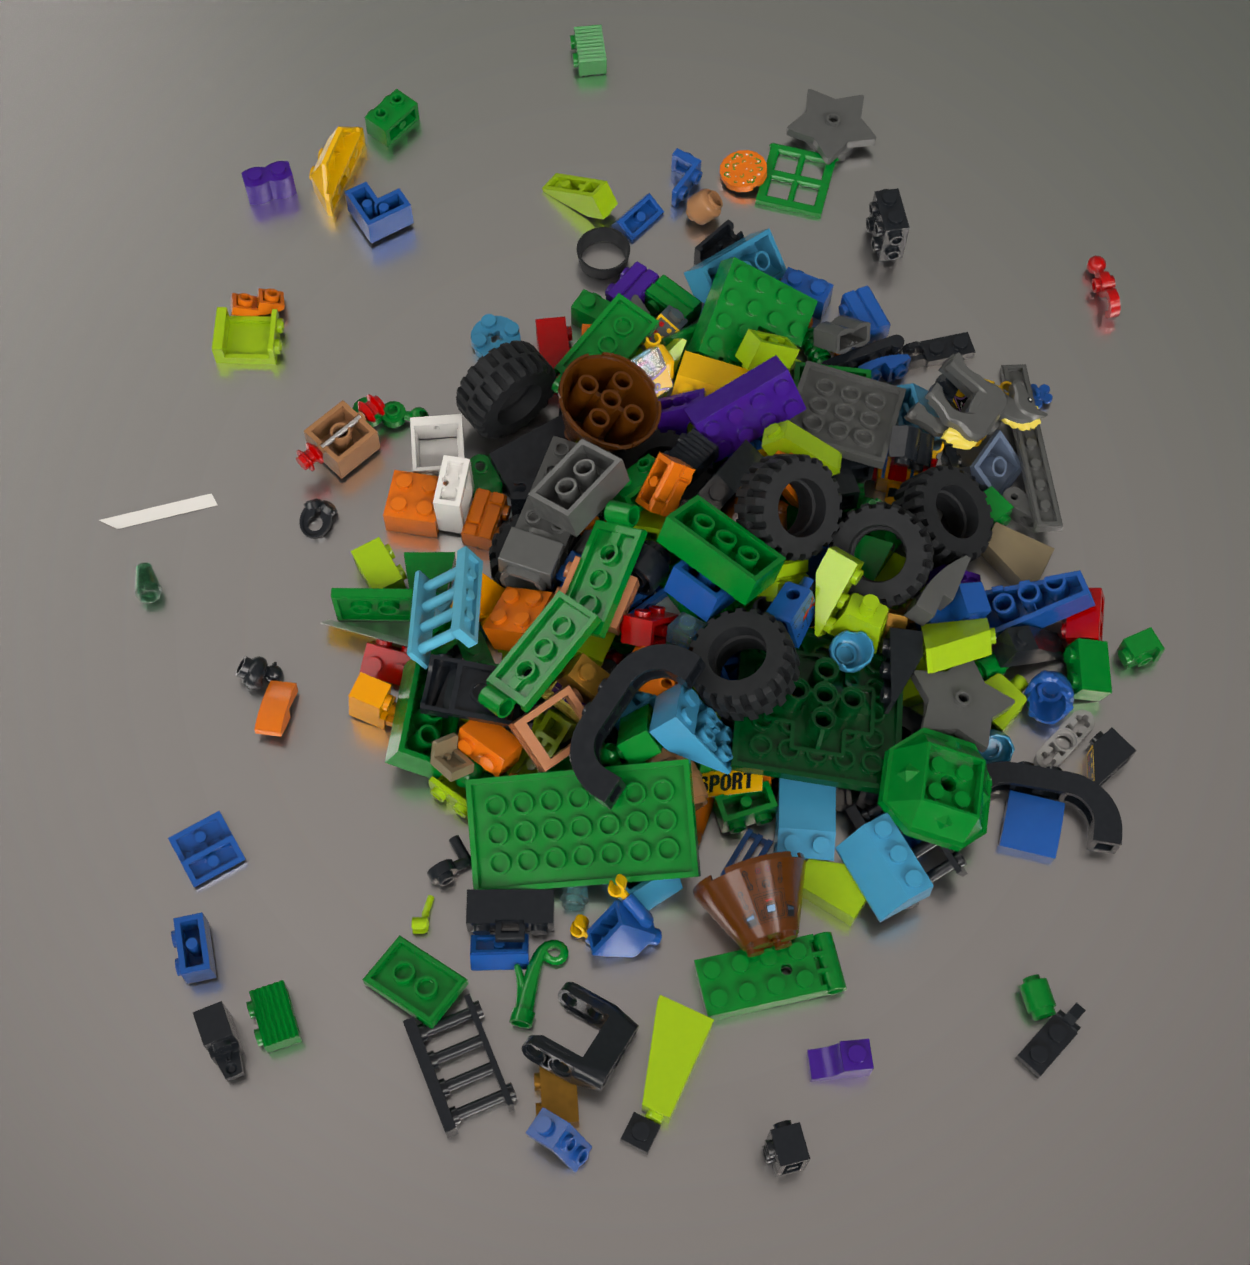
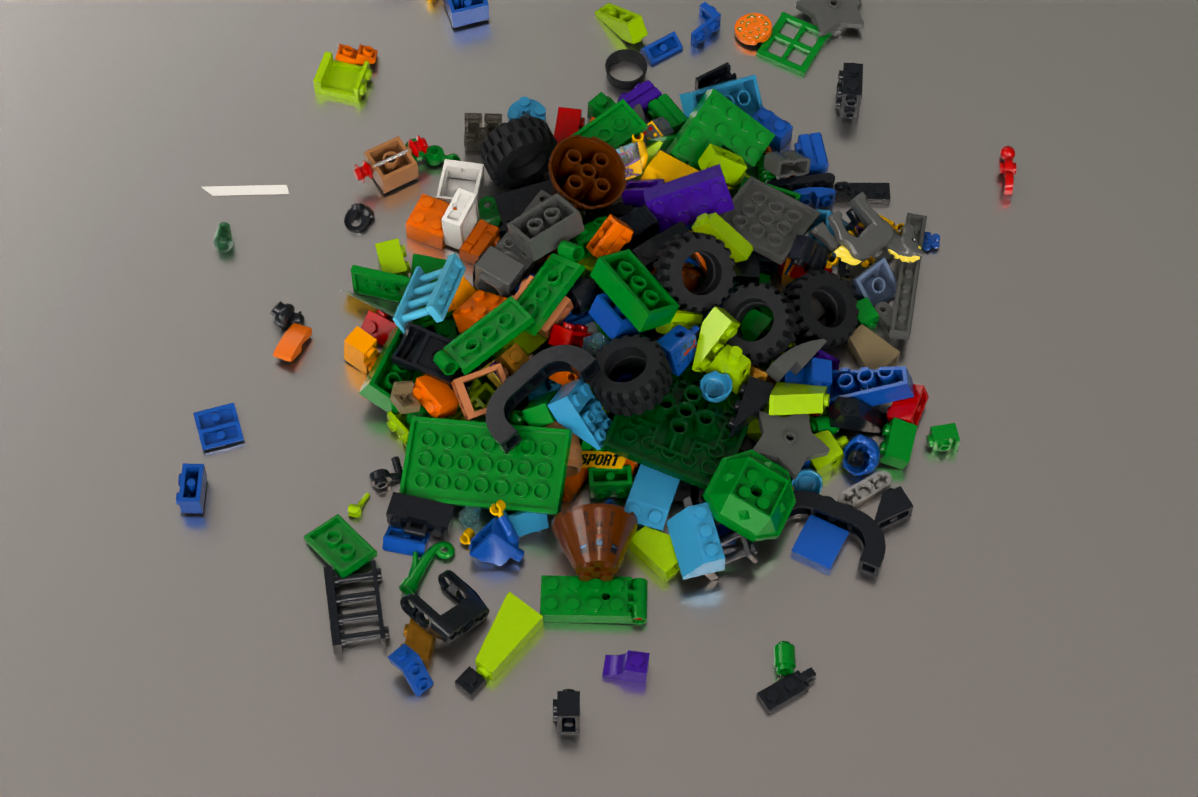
camera: 15 degrees right, 5 degrees down
(221, 1039) = (195, 550): black hinge -> none
(274, 1016) = (236, 546): green brick -> none
(443, 379) = (474, 130): none -> clear smoke hips
(704, 206) = (713, 49): medium nougat head -> none
(1046, 702) = (856, 454): none -> black hinge

